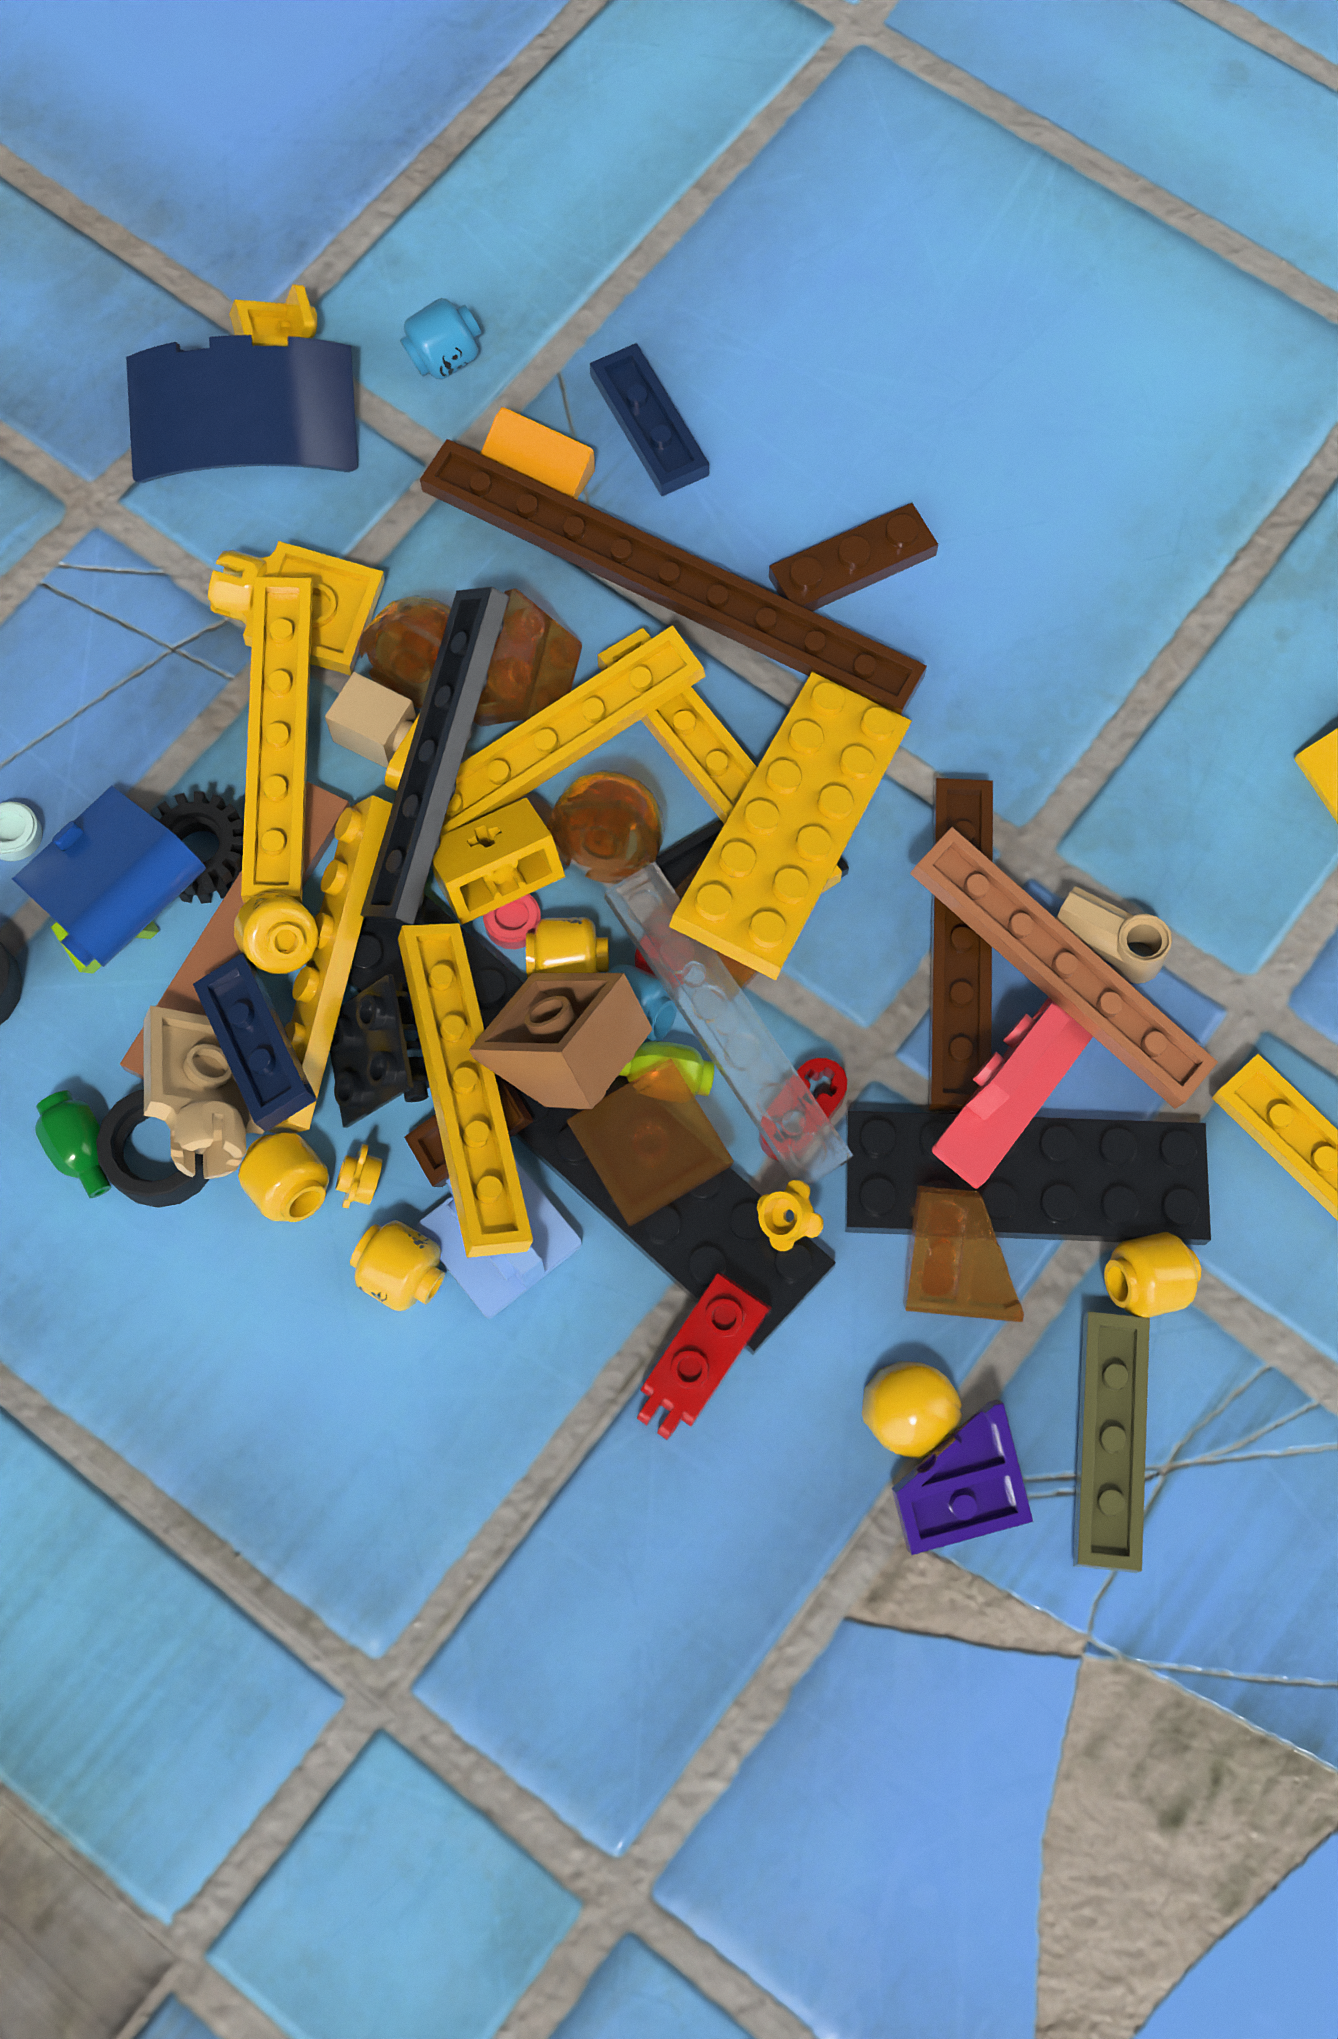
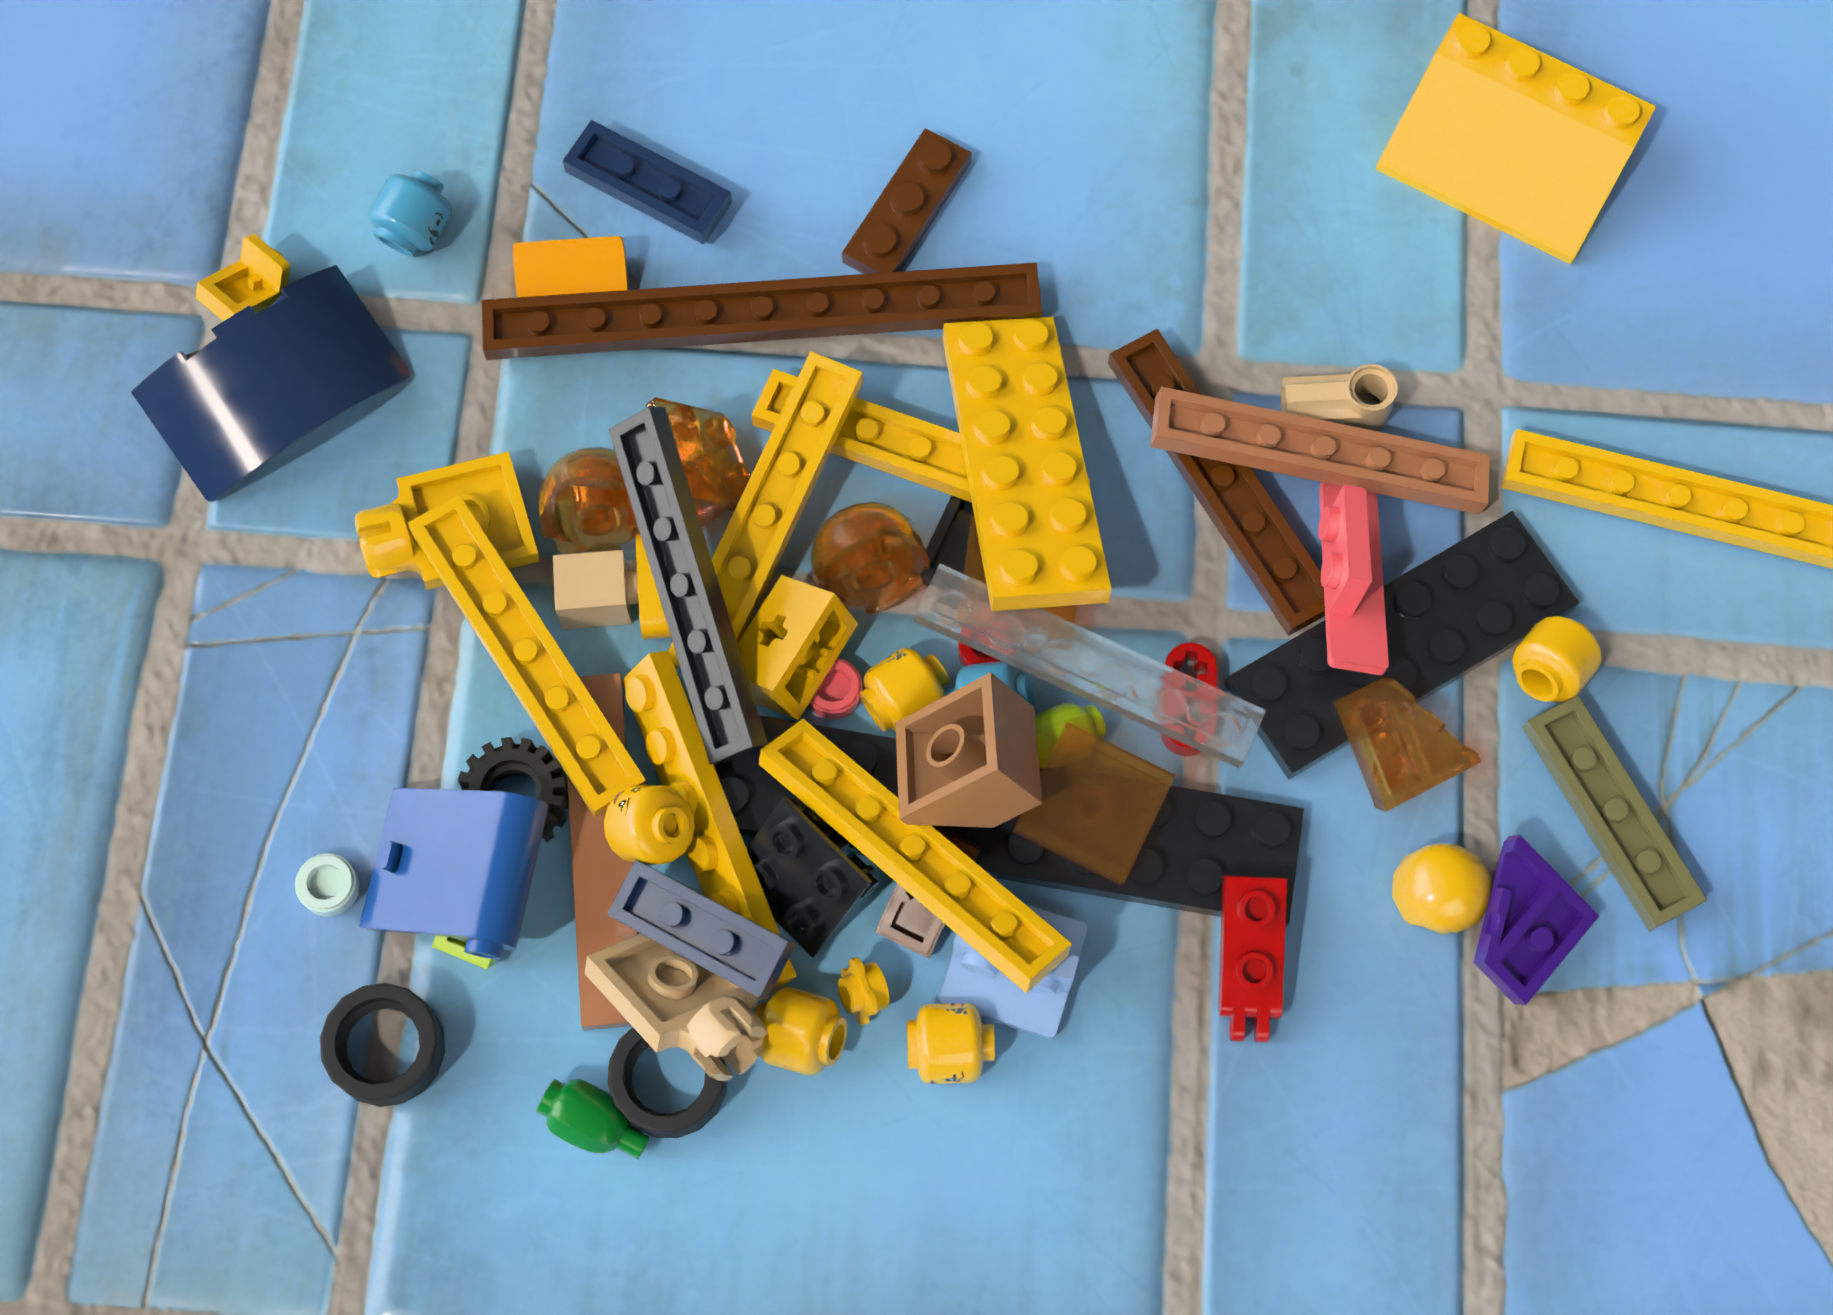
camera: 35 degrees left, 0 degrees up
(773, 1220) = (1231, 797): yellow plate -> none

